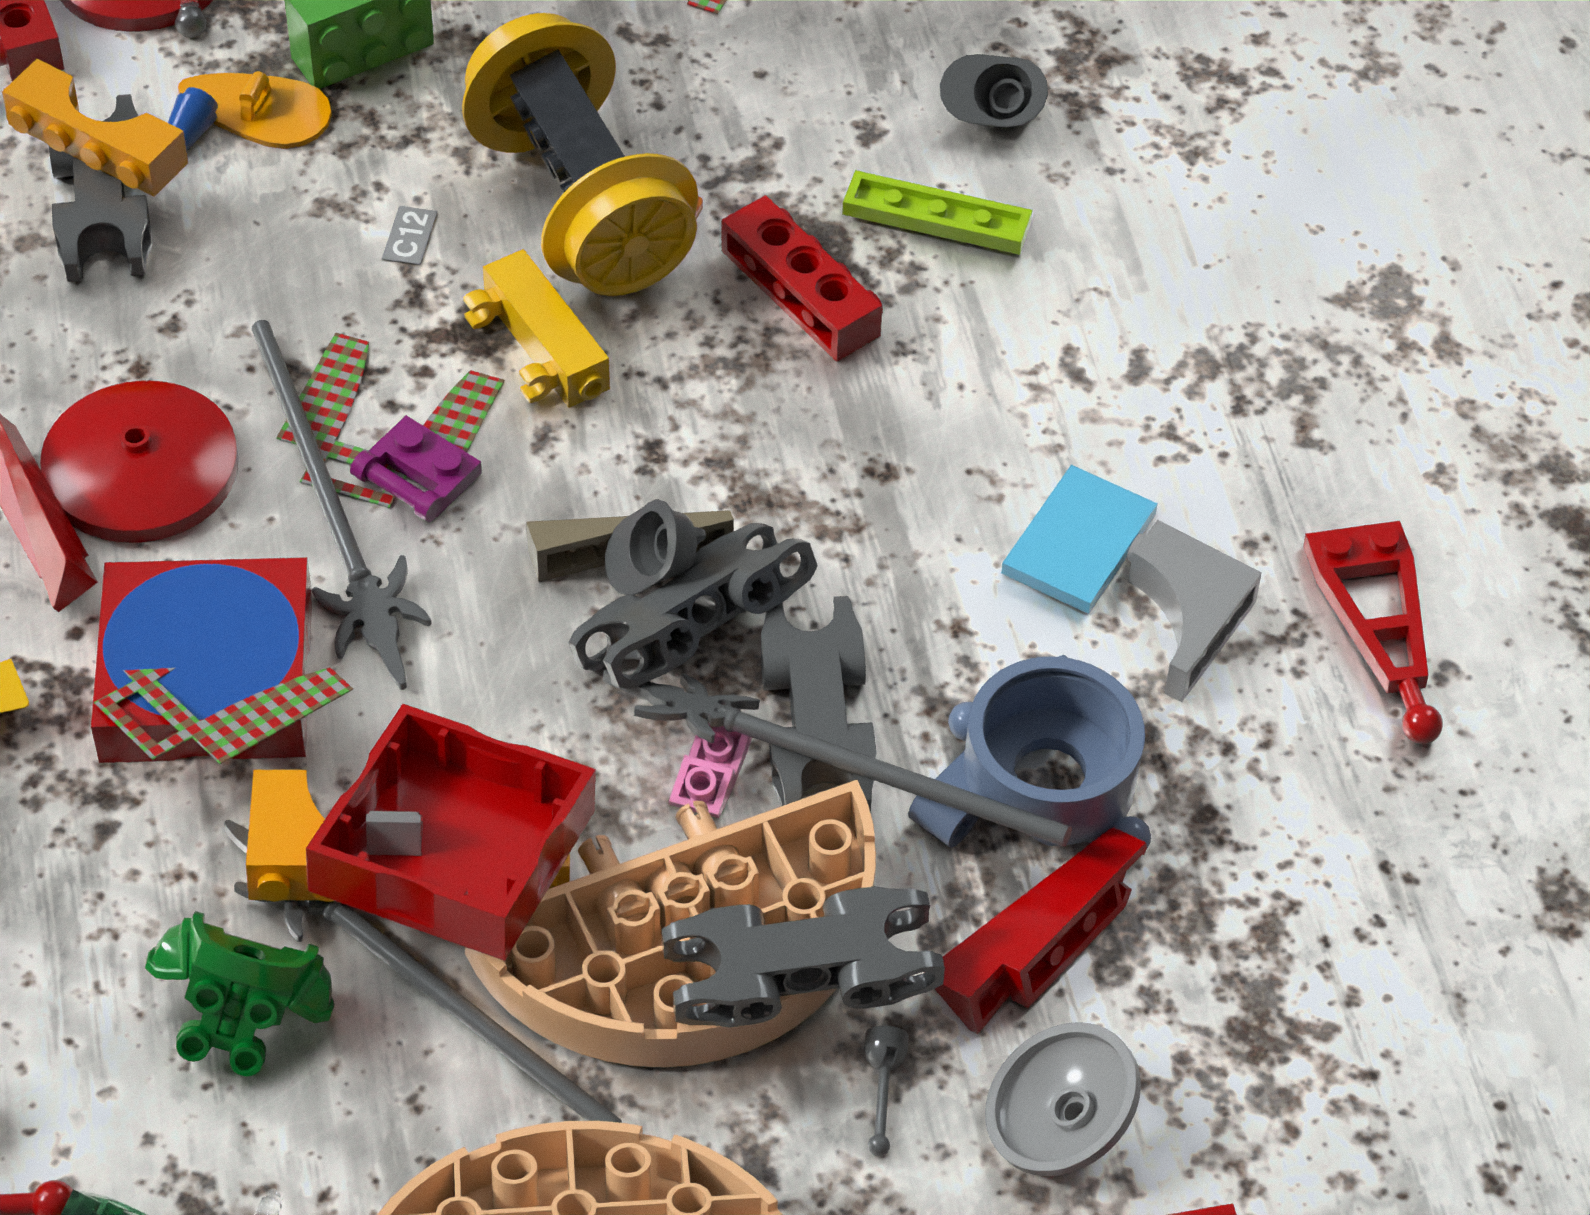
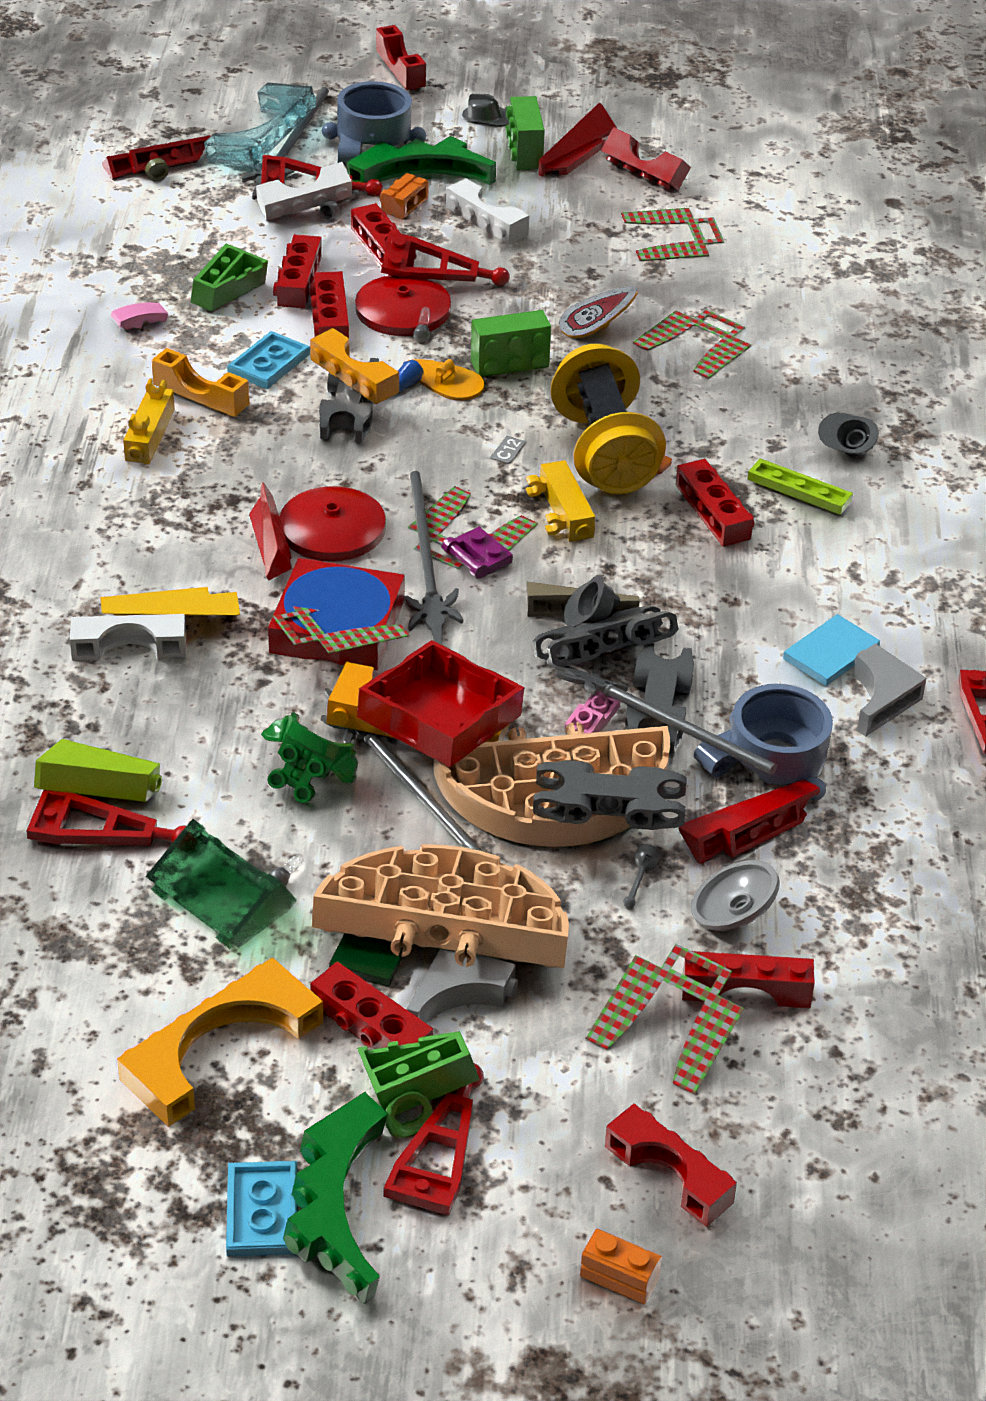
camera: 15 degrees right, 10 degrees down
(394, 833) = (410, 696): light grey slope -> none

